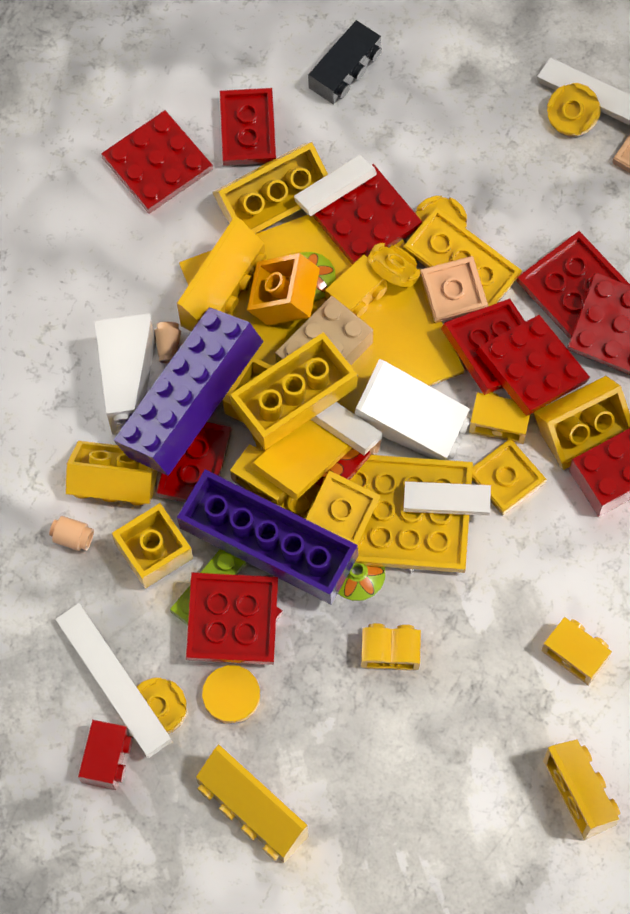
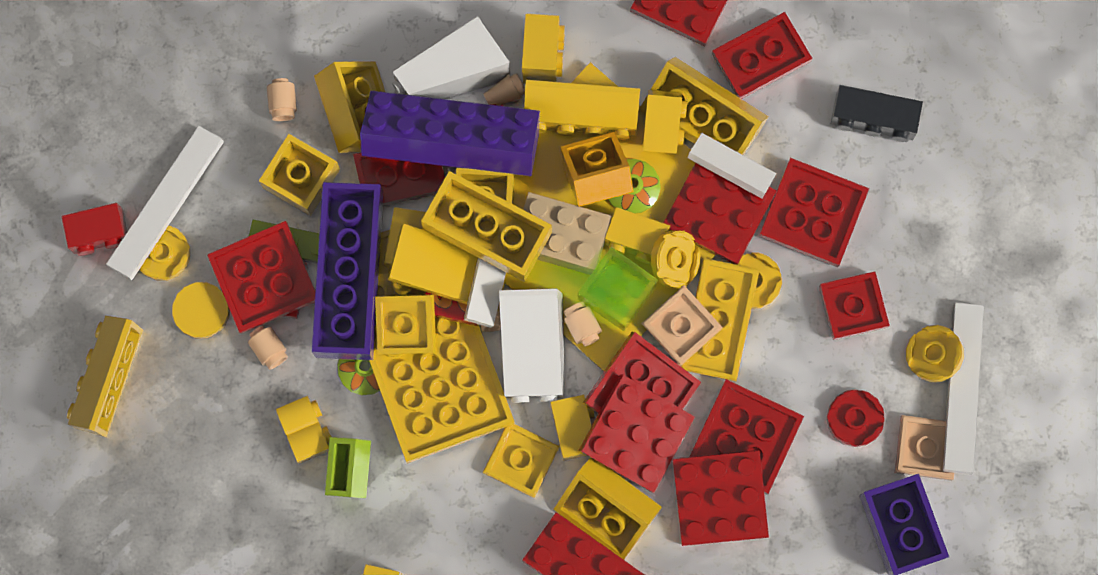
camera: 65 degrees right, 10 degrees up
(148, 289) = (540, 48): none -> yellow brick
(269, 220) = (663, 121): none -> yellow brick
(298, 646) = (267, 347): none -> light nougat brick
(398, 322) = (617, 289): none -> clear neon green brick
(406, 146) = (814, 212): none -> red plate
(415, 364) = (582, 324): none -> light nougat brick
(446, 621) = (347, 467): none -> lime brick
(447, 498) = (465, 414): white tile -> none
(501, 152) = (854, 305): none -> red plate
(598, 196) = (855, 418): none -> red tile

